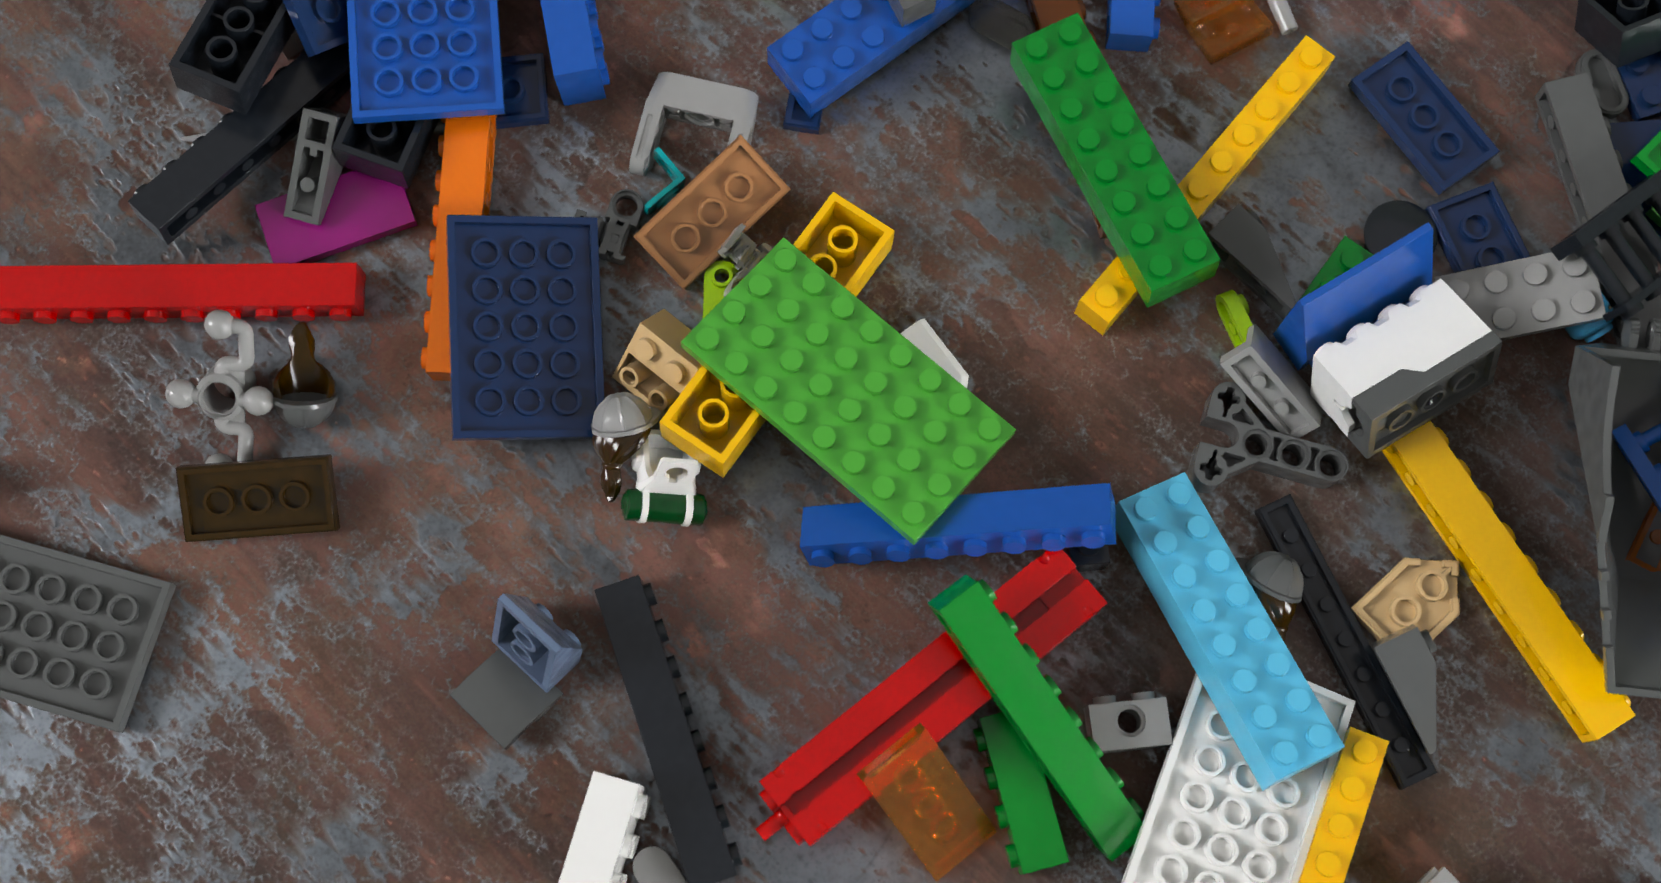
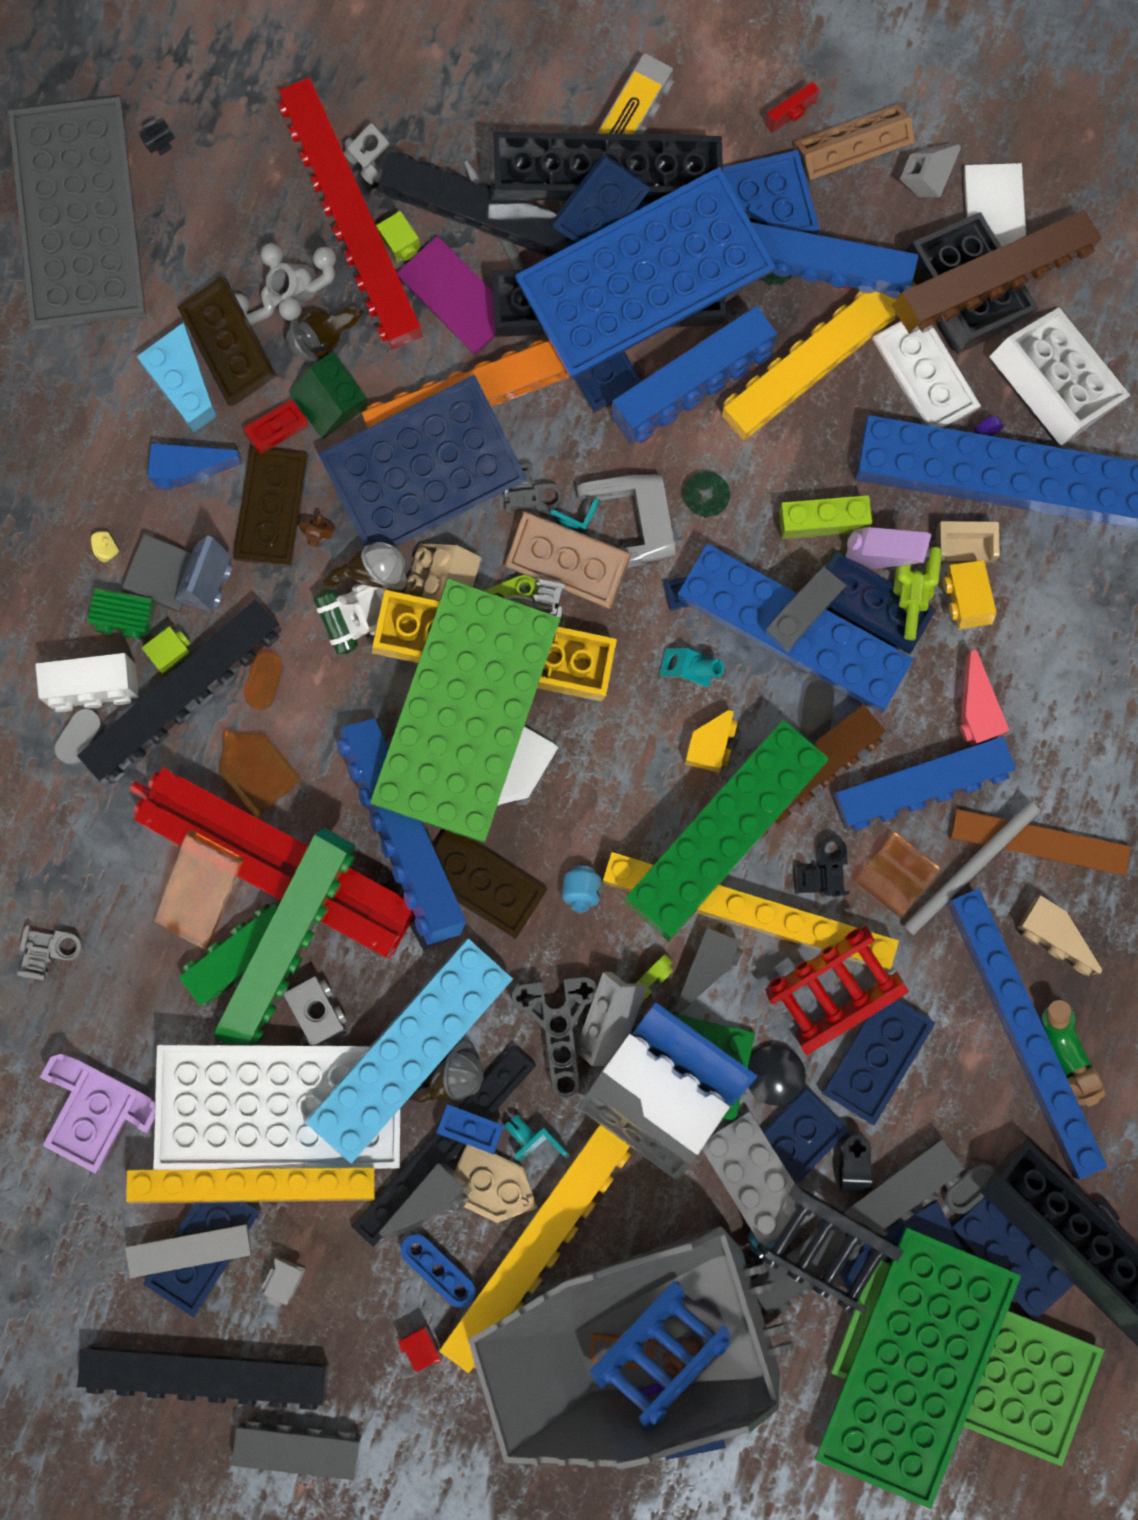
camera: 65 degrees right, 5 degrees up
(109, 253) = (355, 153): none -> light grey bracket
(234, 244) = (399, 237): none -> lime brick
(275, 572) = (178, 375): none -> medium azure wedge
(314, 165) = (475, 265): dark grey slope -> none
(384, 405) = (328, 395): none -> dark green slope
(385, 612) = (185, 464): none -> blue slope
(392, 483) = (275, 427): none -> red plate
(439, 753) = (103, 546): none -> light yellow piece
(486, 531) = (271, 507): none -> dark brown tile
(534, 764) = (121, 613): none -> green brick
(541, 486) = (316, 530): none -> reddish brown piece
(606, 725) = (167, 650): none -> lime brick
(695, 626) = (263, 681): none -> clear orange tile
(709, 24) = (704, 481): none -> clear green gear
(800, 679) = (256, 770): none -> clear orange tile
(895, 131) = (691, 666): none -> teal bracket
(994, 148) = (709, 743): none -> yellow slope
(1064, 452) = (488, 884): none -> dark brown tile
(1103, 356) = (581, 888): none -> dark azure head
(1197, 88) = (827, 878): none -> black piece
(1342, 596) = (470, 1129): none -> blue plate
(1365, 117) = (837, 1018): none -> red fence
(1377, 535) = (530, 1140): none -> teal bracket
(1508, 704) = (445, 1283): none -> blue plate
(1534, 189) = (855, 1169): none -> black piece
(1578, 764) = (420, 1348): none -> red panel

